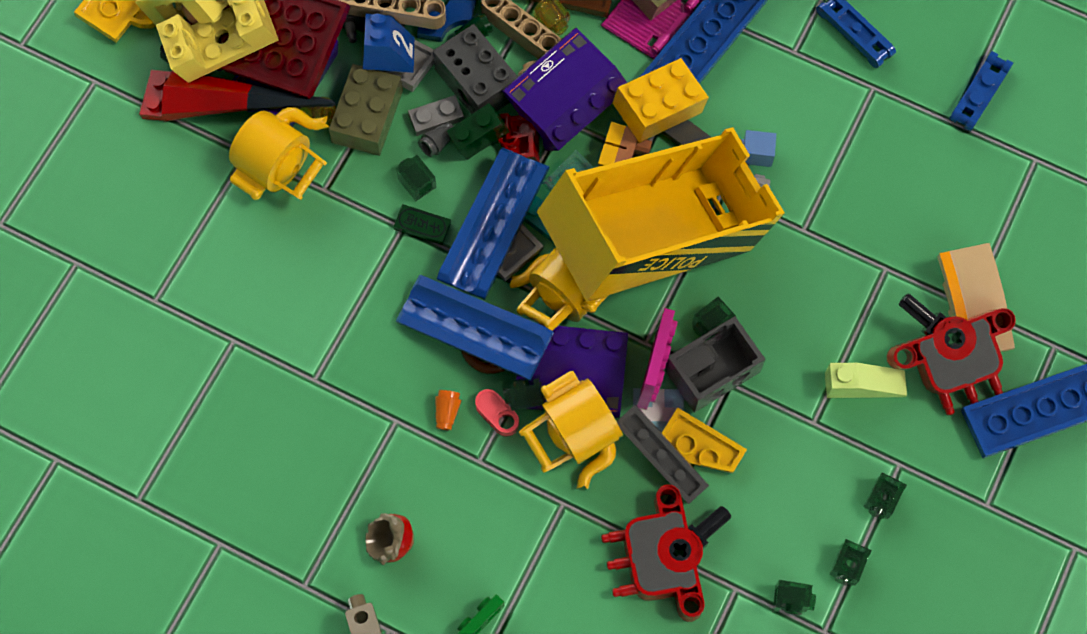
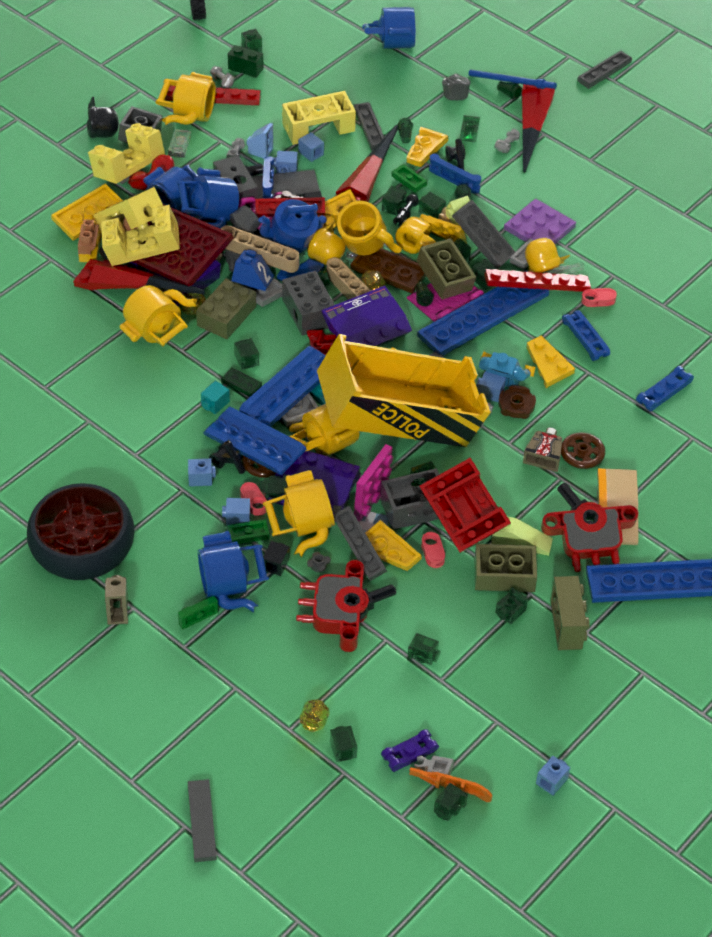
camera: 15 degrees right, 20 degrees down
(141, 44) = (88, 241): none -> nougat hips
(235, 562) = (81, 526): none -> wheel
(389, 538) = (153, 549): dark tan hair -> none
(395, 262) = (215, 397): none -> teal brick
(414, 391) = (200, 472): none -> medium blue brick
(435, 114) = (273, 324): light grey plate -> none
(435, 140) = (268, 336): dark grey cone -> none
(441, 355) = (227, 454): none -> black piece
(447, 406) = (220, 486): orange cone -> none
(478, 131) = (298, 334): dark green piece -> none
(484, 445) = (236, 510): none -> medium blue brick
(503, 551) = (226, 570): none -> blue piece
(507, 470) = (249, 531): none -> green plate
(557, 503) = (276, 557): none -> black brick
(607, 496) = (318, 566): none -> dark grey plate
(626, 20) = (423, 294): none -> clear green cone
(660, 100) = (430, 337): yellow brick -> none
(760, 436) = (434, 553): none -> coral piece
(767, 116) = (505, 366): none -> dark azure torso
(792, 371) = (464, 505): none -> red slope
(806, 153) = (517, 410): none -> reddish brown plate
(821, 86) = (549, 361): none -> yellow wing
(841, 571) = (472, 639): clear green brick -> none
(857, 233) = (544, 450): none -> dark tan torso
(862, 441) = (505, 567): none -> olive brick
(889, 233) = (585, 454): none -> reddish brown plate
(965, 493) = (569, 613): none -> olive brick

